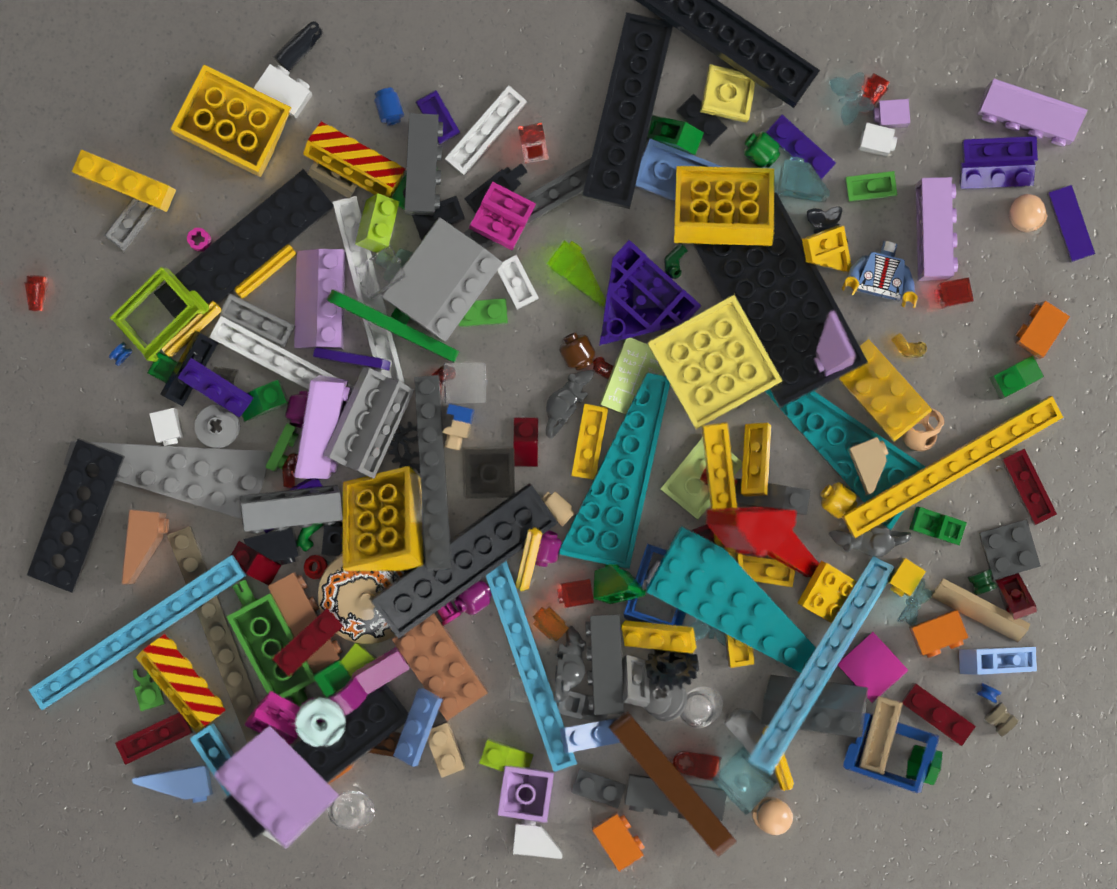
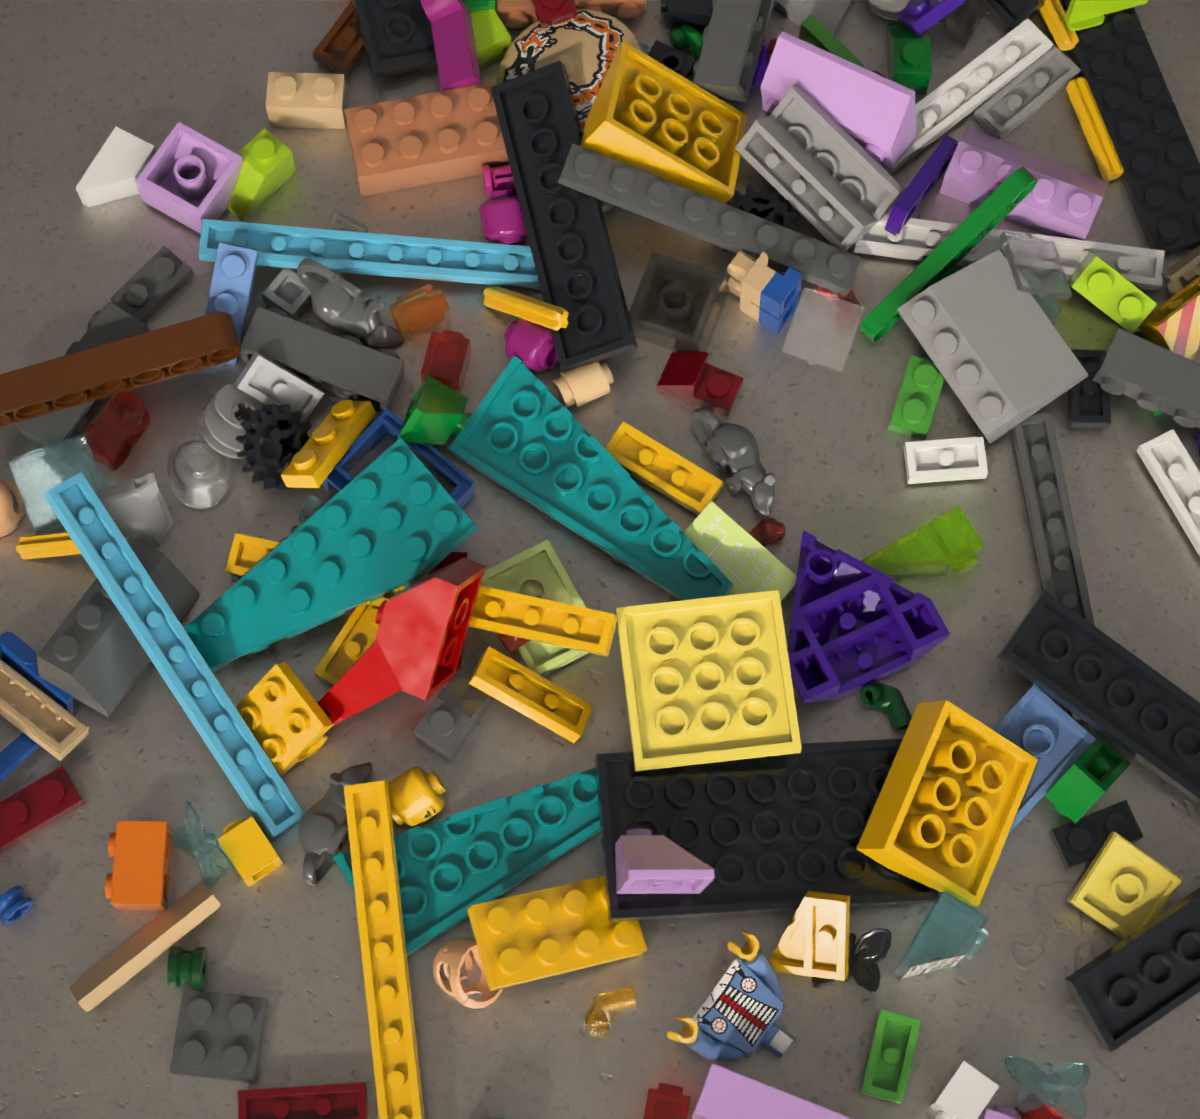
camera: 110 degrees right, 15 degrees down
(195, 233) = (1178, 60): dark pink bush -> none
(322, 565) = (644, 32): red plate -> none
(417, 727) = (354, 67): medium blue plate -> none
(502, 216) = (1055, 472): dark pink slope -> none
(504, 178) = (1098, 485): black hinge -> none
(533, 143) = (1152, 561): clear red brick -> none
(577, 351) = (806, 503): reddish brown head -> none
(618, 841) = (62, 279): orange brick -> none
(761, 149) = (1015, 904): green head -> none
(799, 145) = (994, 971): dark purple plate -> none
(869, 462) = (452, 860): tan slope -> none
(872, 666) = (137, 744): dark pink slope -> none
(938, 525) = (307, 937): green slope -> none
(997, 660) = (55, 939): light blue slope -> none
(1016, 596) = (139, 1010): dark red slope -> none

